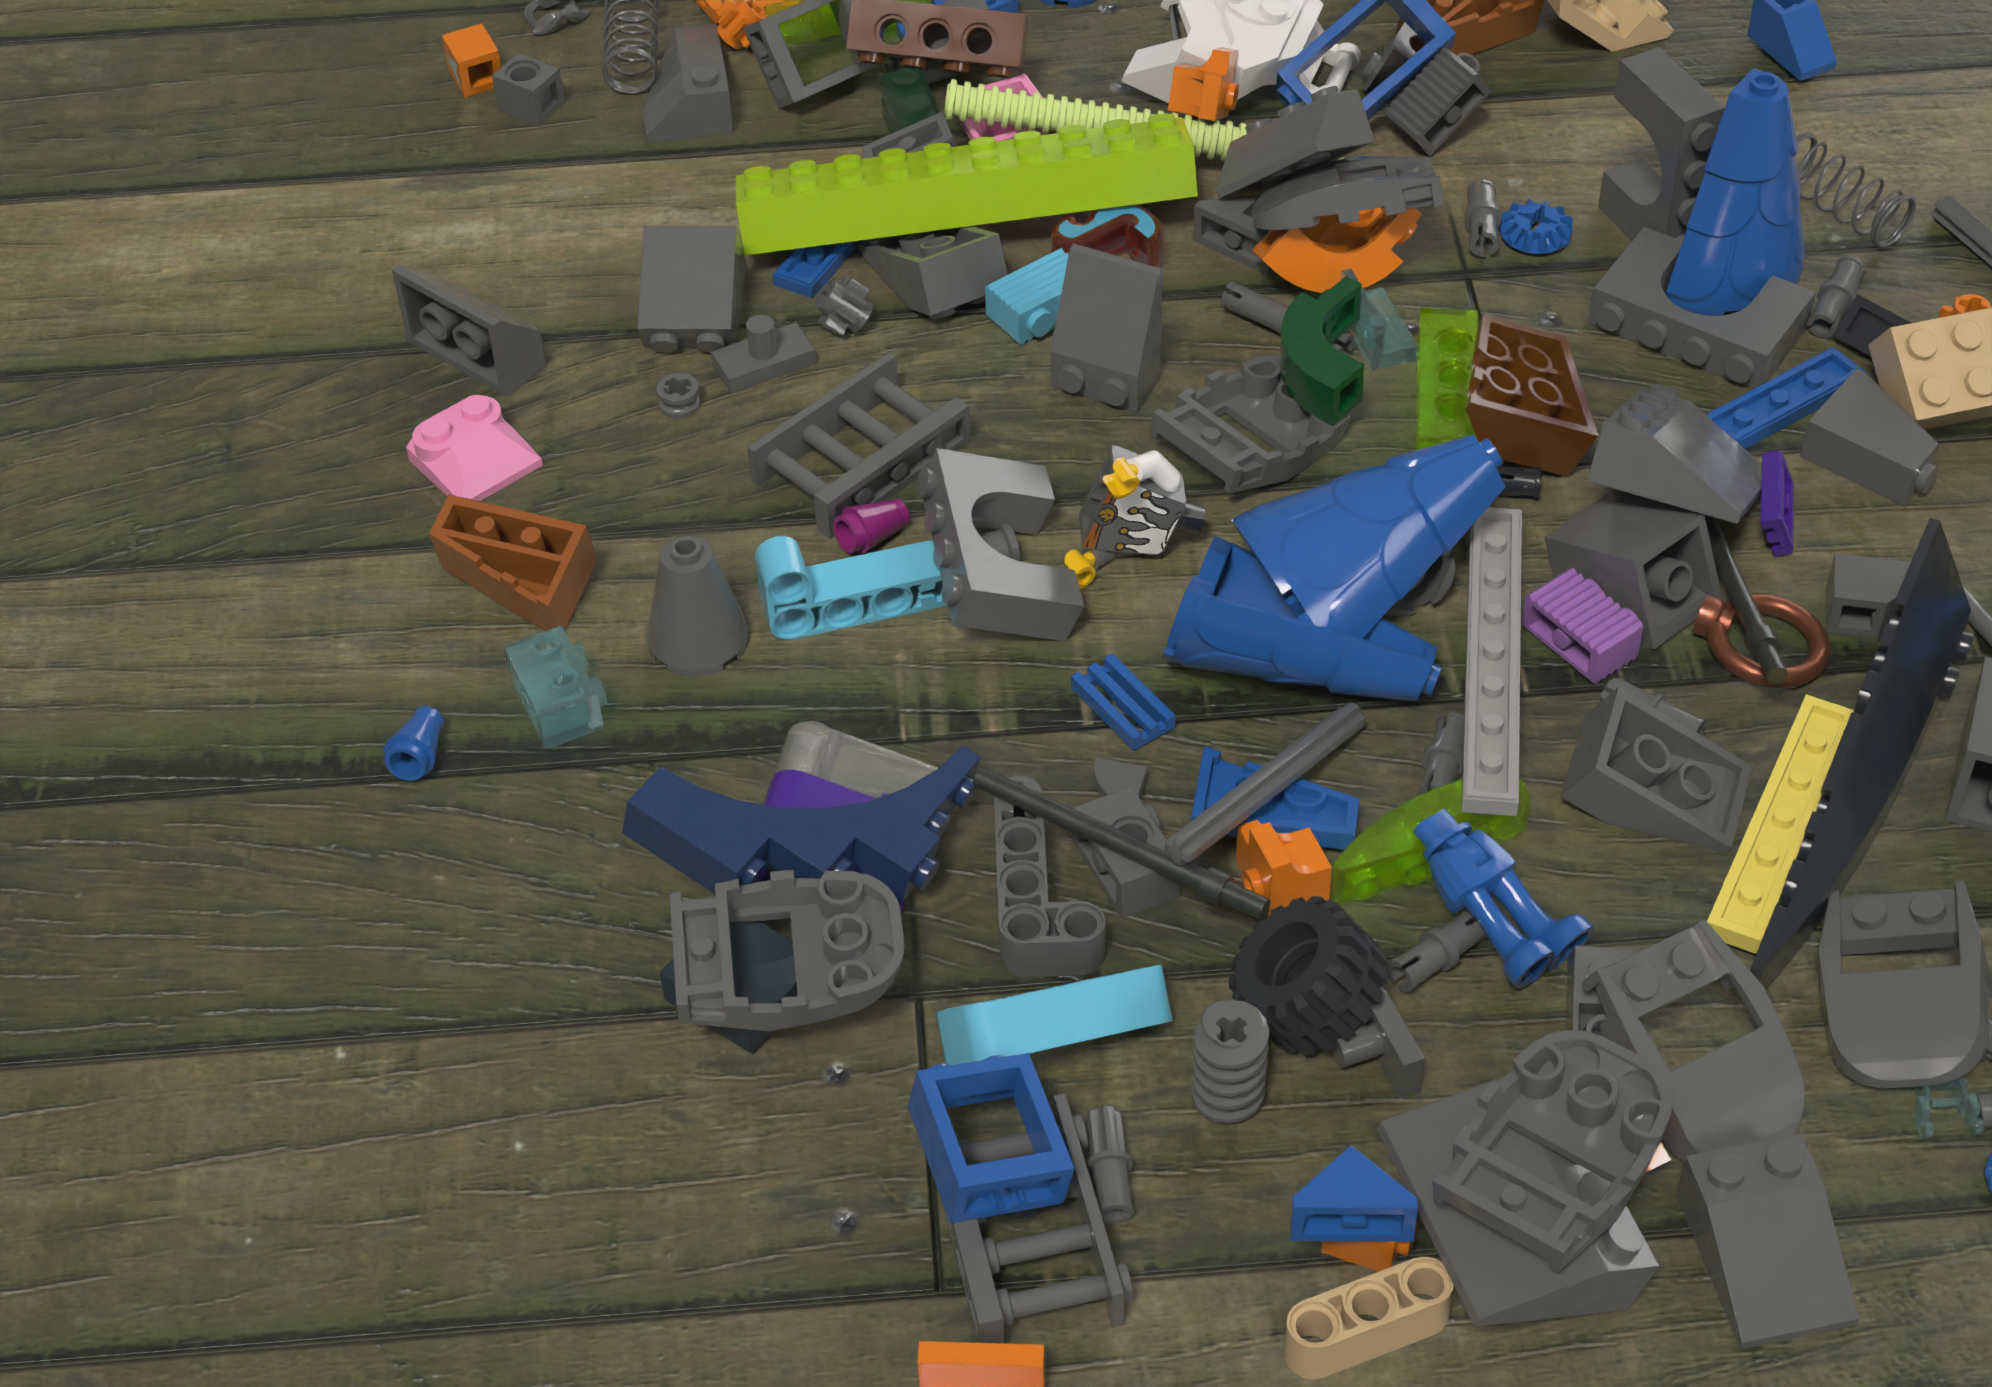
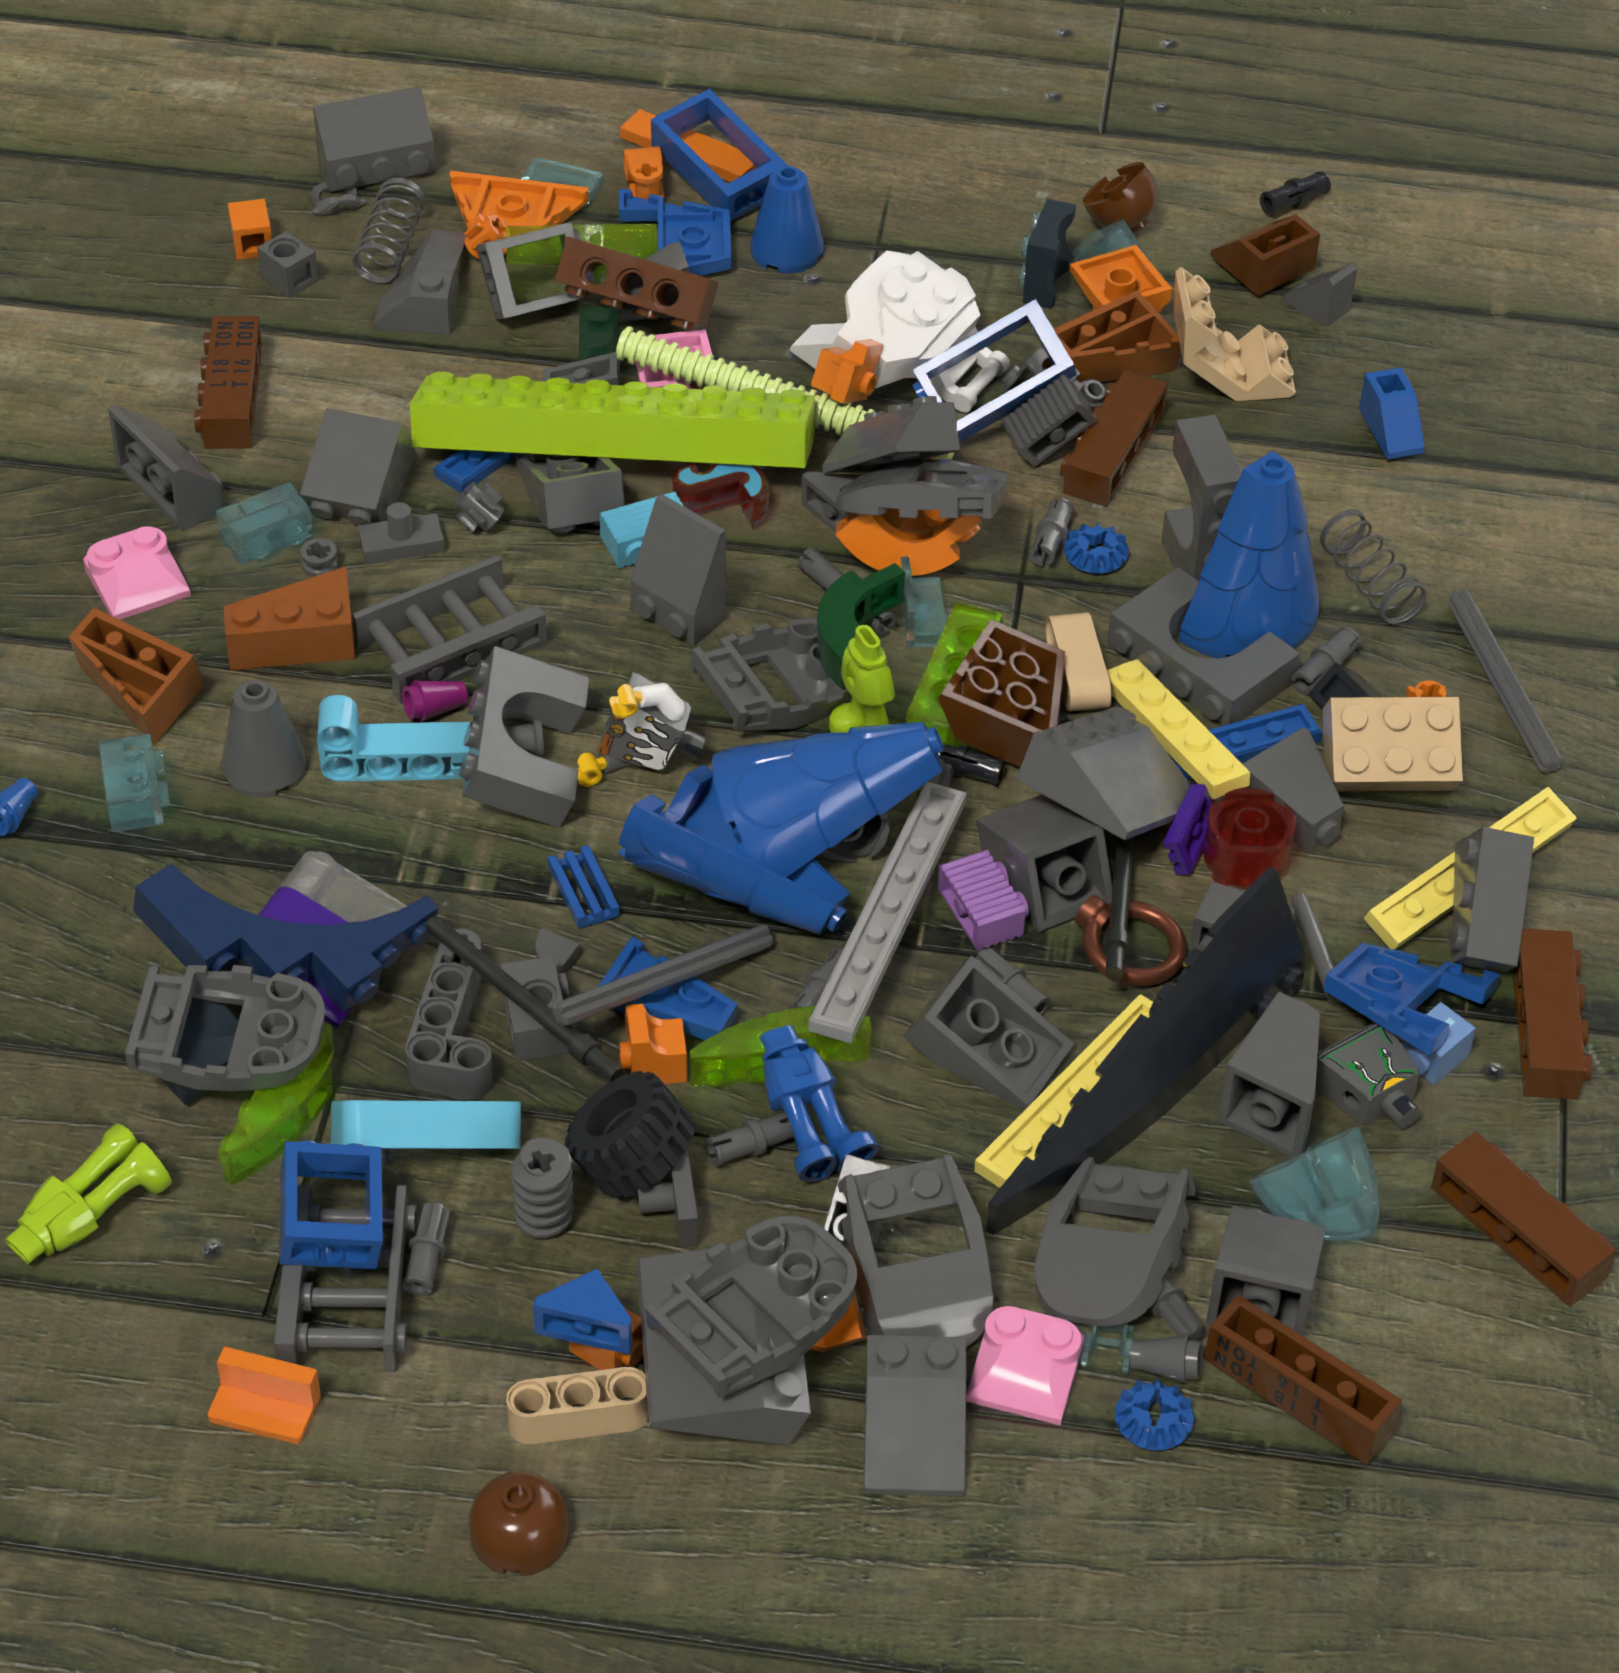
camera: 10 degrees right, 0 degrees up
(509, 225) = (230, 382): none -> reddish brown brick
(604, 368) = (264, 523): none -> clear light blue brick
(651, 1221) = (60, 1215): none -> lime piece
(680, 473) = (292, 624): none -> dark orange wedge
(868, 1052) = (278, 1116): none -> clear neon green slope
(1375, 411) = (868, 682): none -> lime piece
(1509, 112) = (1115, 440): none -> reddish brown brick
(1596, 360) = (1084, 672): none -> tan beam
(1725, 402) = (1177, 729): none -> light yellow plate
(1849, 500) = (1247, 837): none -> clear red brick
(1868, 1147) = (1026, 1364): none -> bright pink slope

